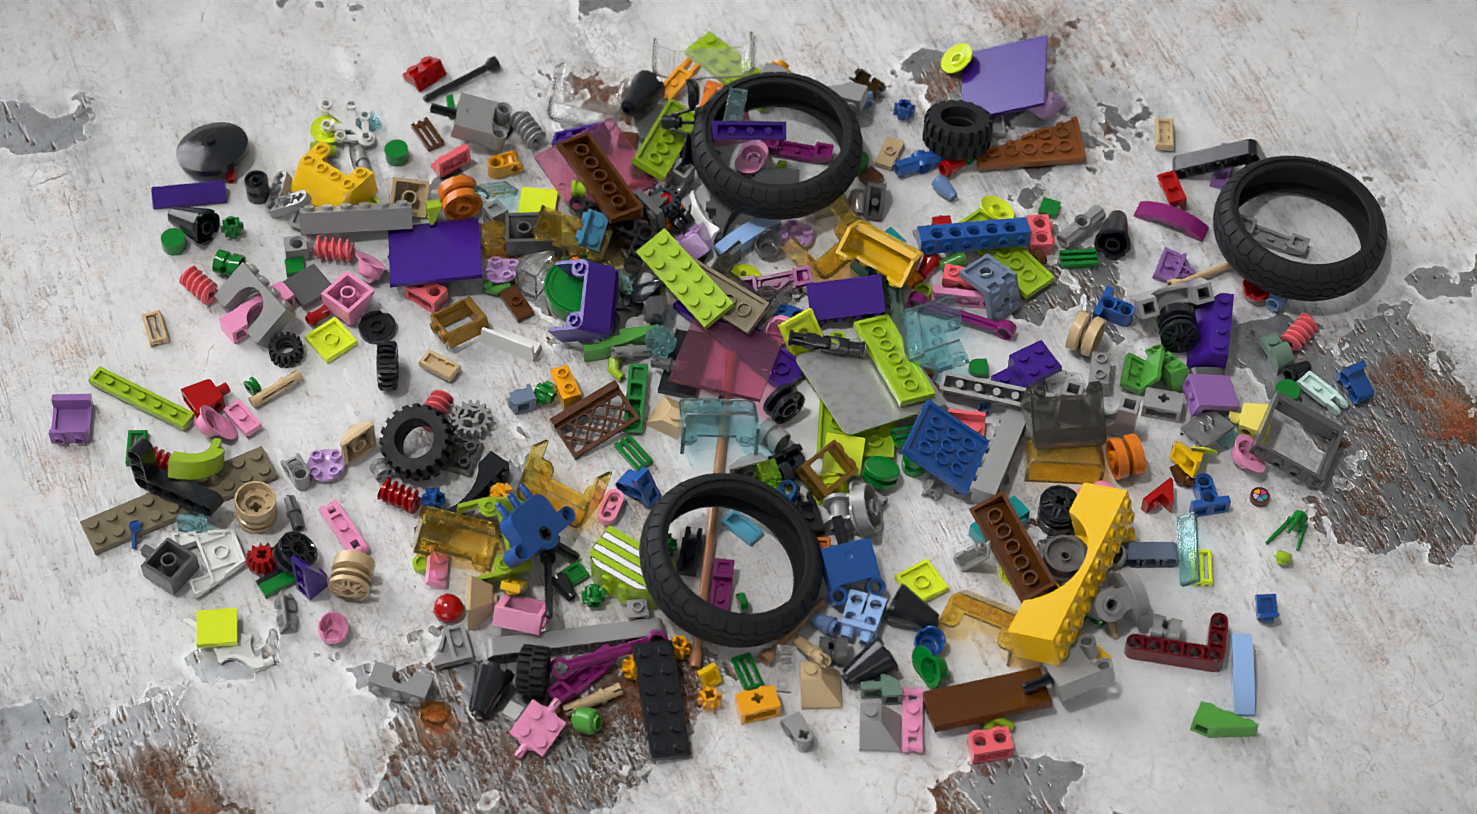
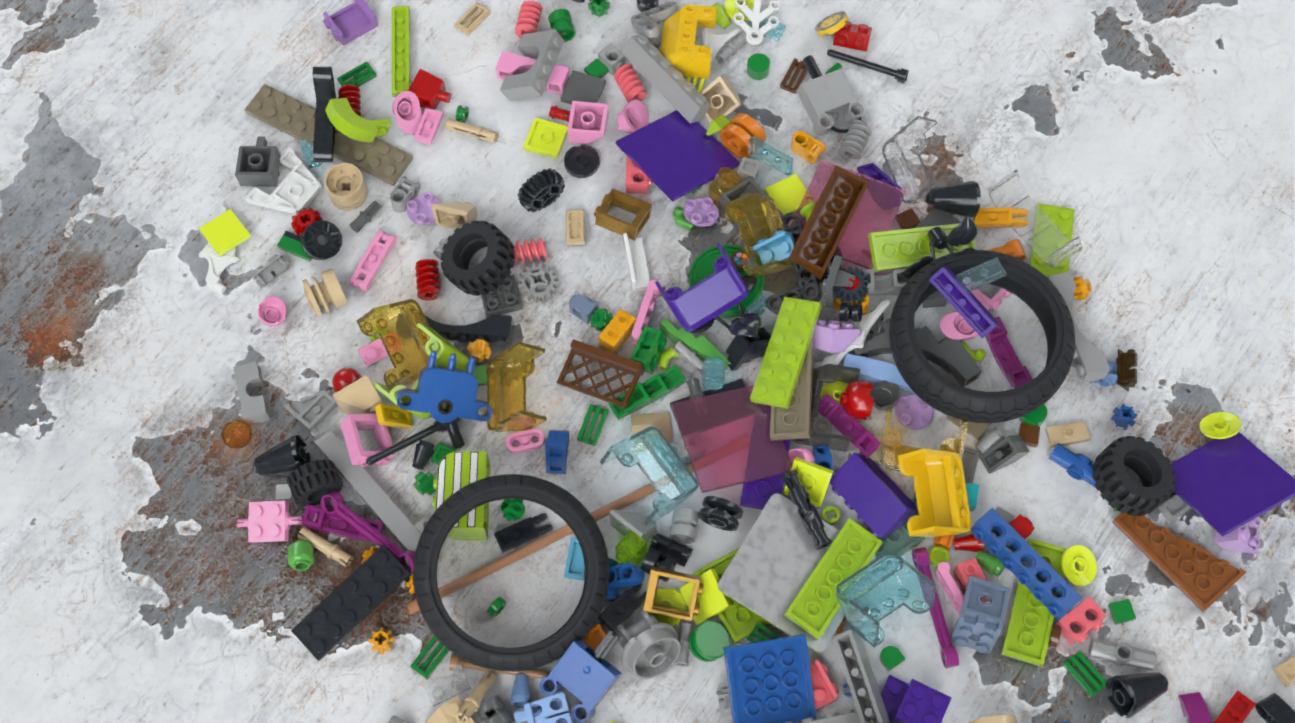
camera: 60 degrees right, 10 degrees up
(134, 527) = (276, 120): blue hand -> none
(285, 341) = (510, 105): black tyre -> none
(308, 578) = (301, 261): dark purple slope -> none
(404, 77) = (831, 23): none -> yellow tile
(433, 497) = (440, 310): blue gear -> none
(451, 161) = (778, 108): coral bracket -> none
(516, 303) = (678, 243): reddish brown plate -> none
(532, 272) = (710, 232): clear slope -> none
(560, 357) = (647, 305): none -> bright pink plate
(599, 370) = (649, 348): none -> green brick
(709, 676) = (404, 626): yellow tile -> none
(722, 583) = (491, 586): magenta slope -> none
(757, 704) = (389, 680): light orange brick -> none
(761, 259) = (857, 399): none -> red cylinder
(943, 186) = (1066, 504): medium blue cone -> none
(950, 166) = (1093, 496): red cone -> none

